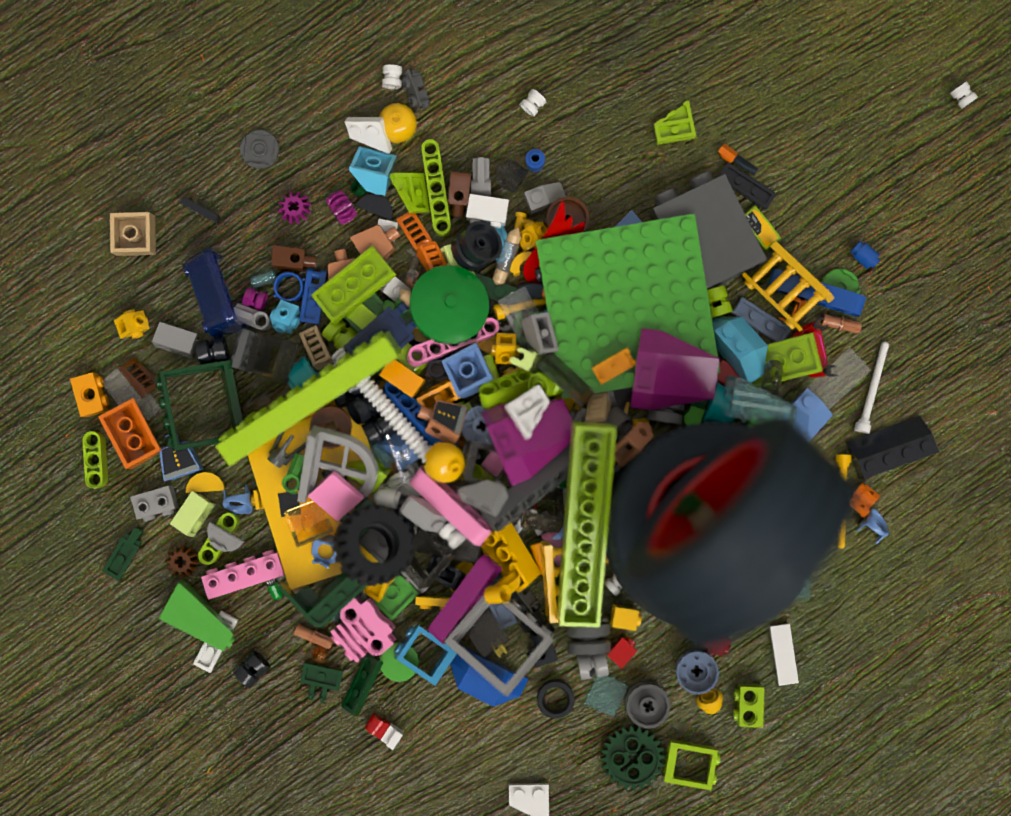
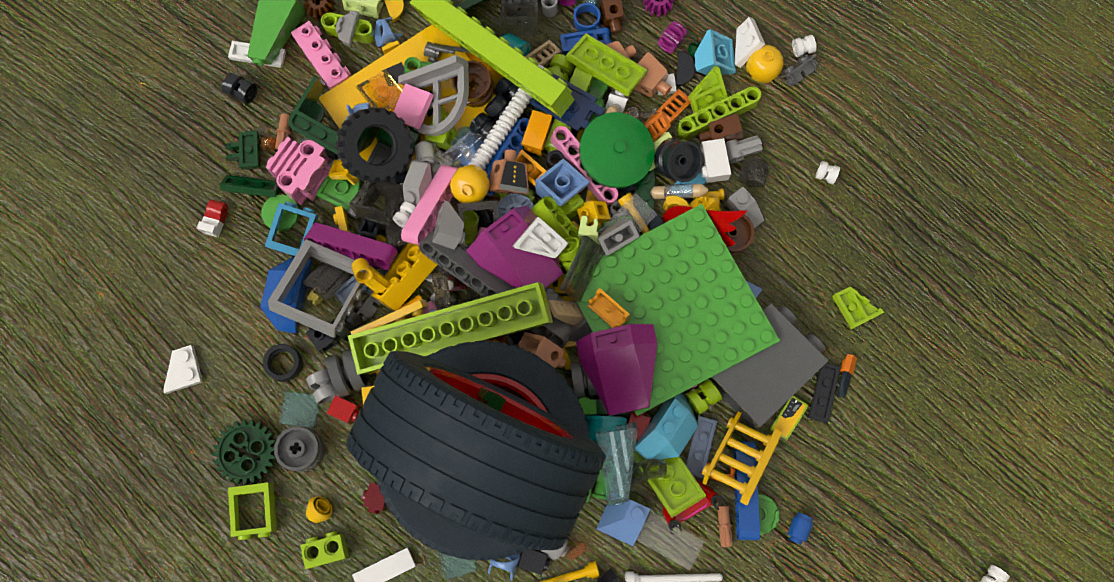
camera: 70 degrees right, 10 degrees down
(285, 317) = (558, 21): medium azure brick -> none
(535, 166) = (775, 189): blue brick -> none
(706, 677) = (333, 480): sand blue wheel -> none

